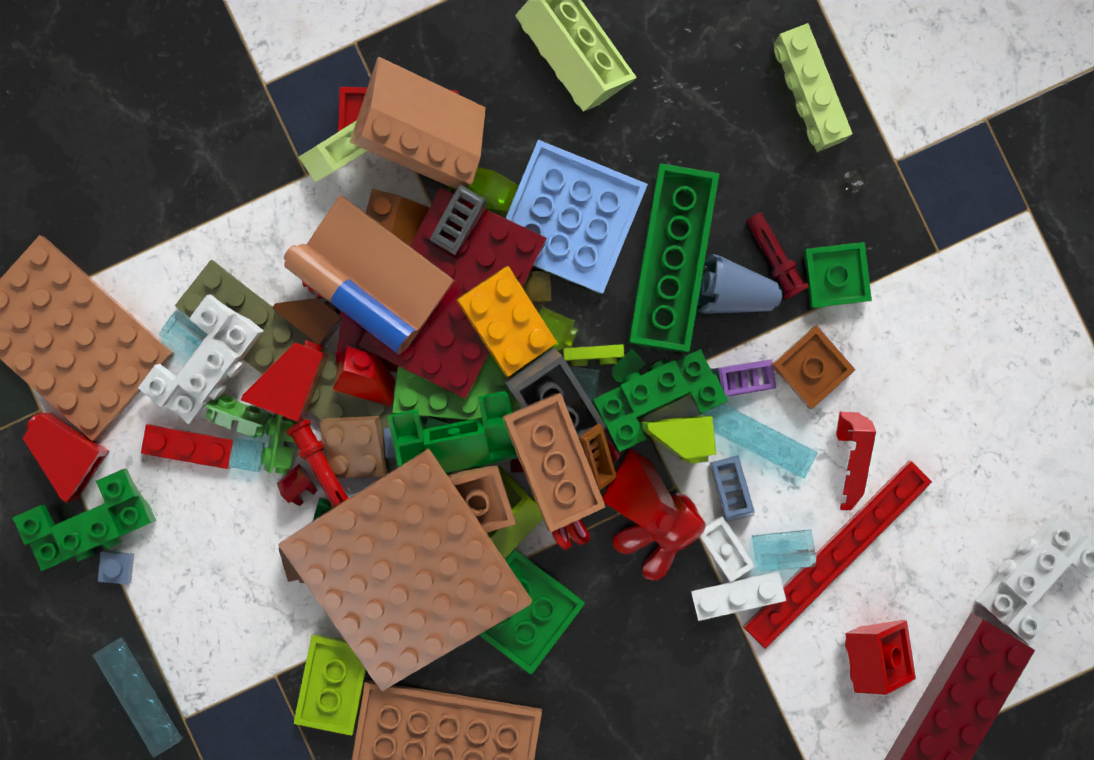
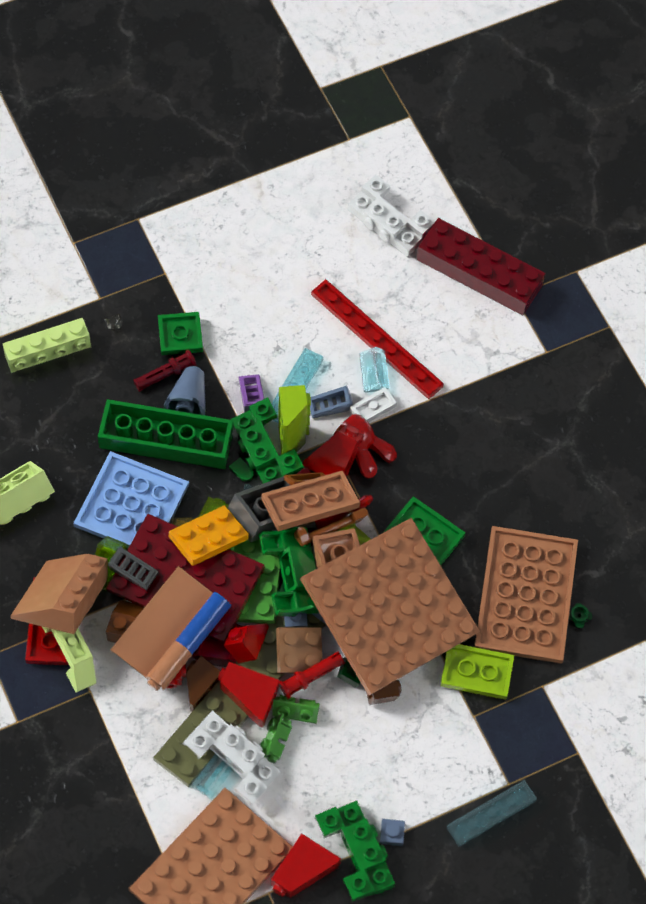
camera: 90 degrees left, 25 degrees down
(187, 446) = (298, 777): red plate -> none
(246, 454) = (304, 733): clear light blue plate -> none
(294, 484) = (327, 695): dark red tile -> none
(535, 521) = (304, 538): none -> dark orange hinge
(581, 355) = (233, 480): lime plate -> none
(738, 596) = (406, 399): white plate -> none
(813, 367) = (244, 349): dark orange plate -> none
(860, 458) = (288, 327): red piece -> none
(880, 657) = (447, 312): red slope -> none

